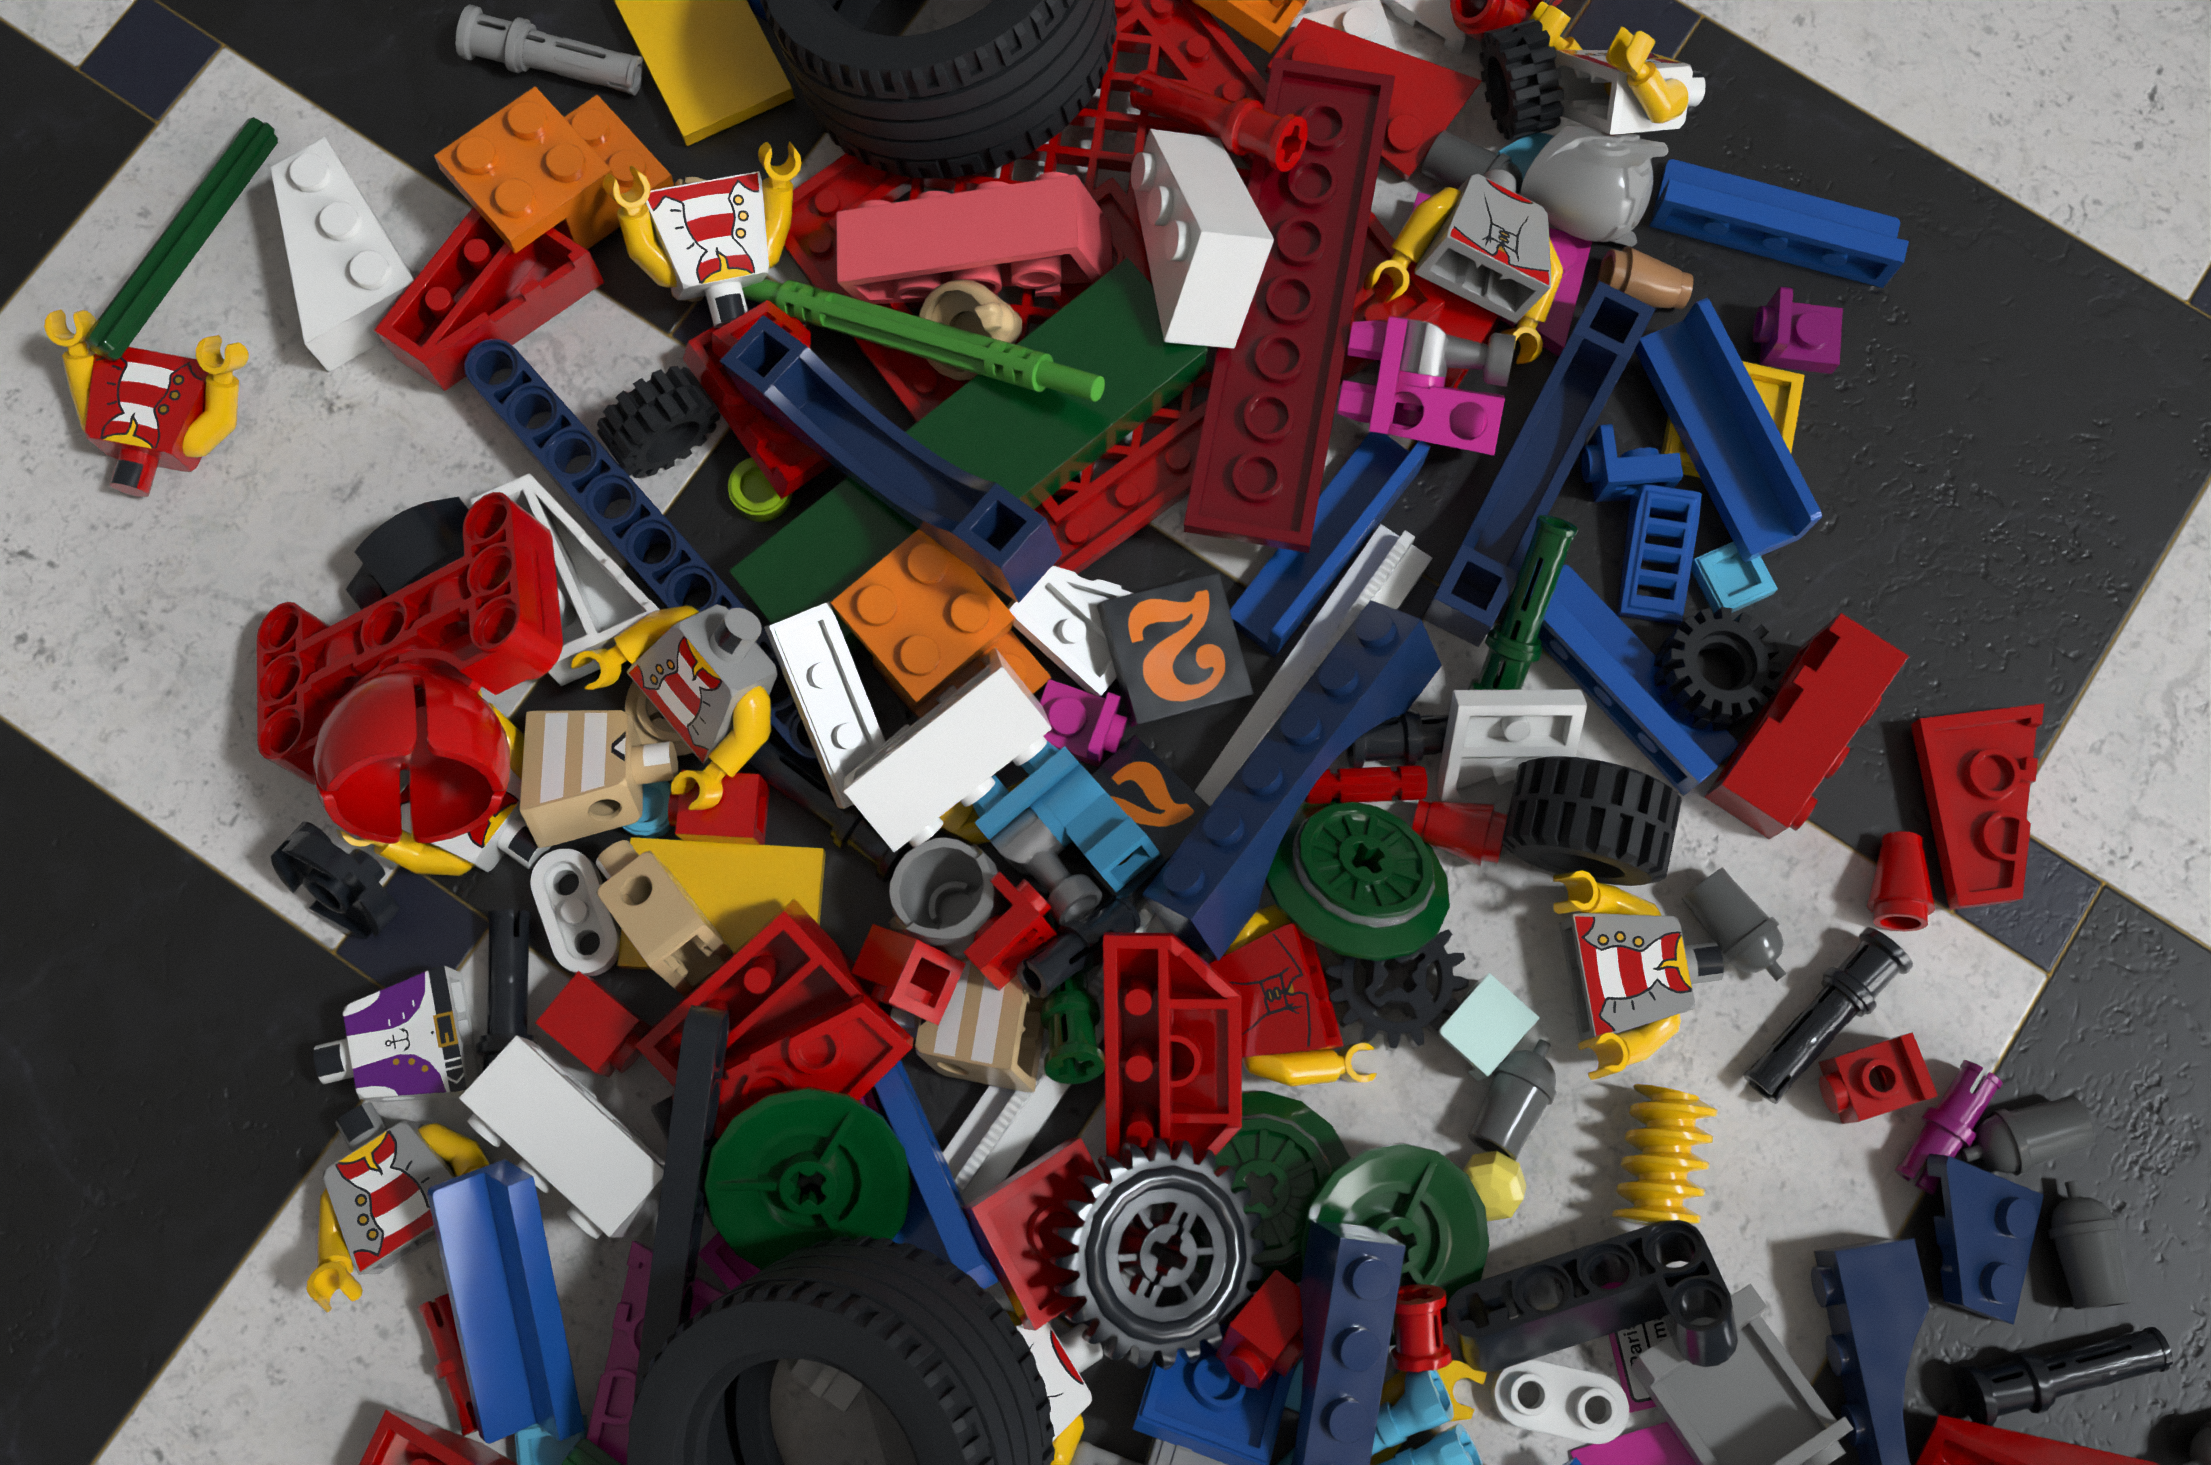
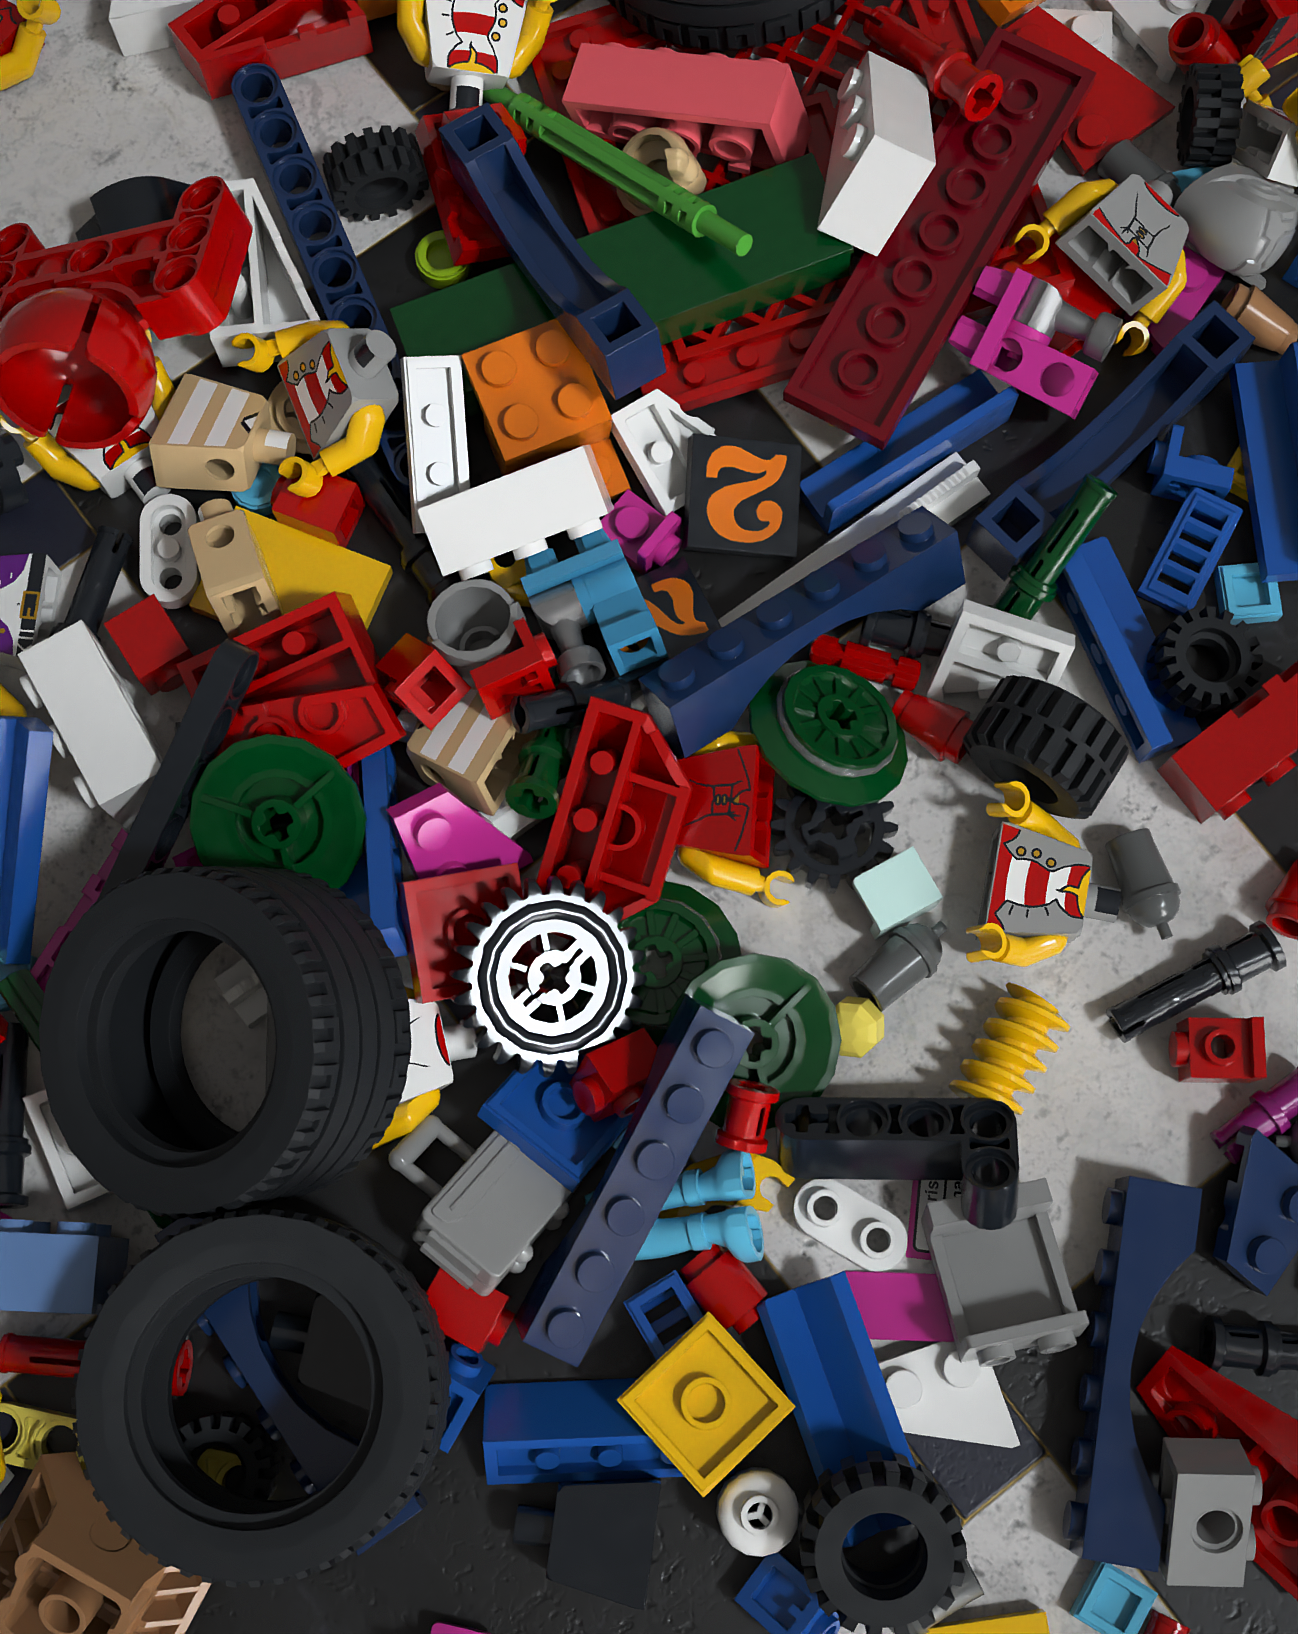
camera: 20 degrees right, 0 degrees up
(997, 1133) = (448, 836): none -> dark pink wing

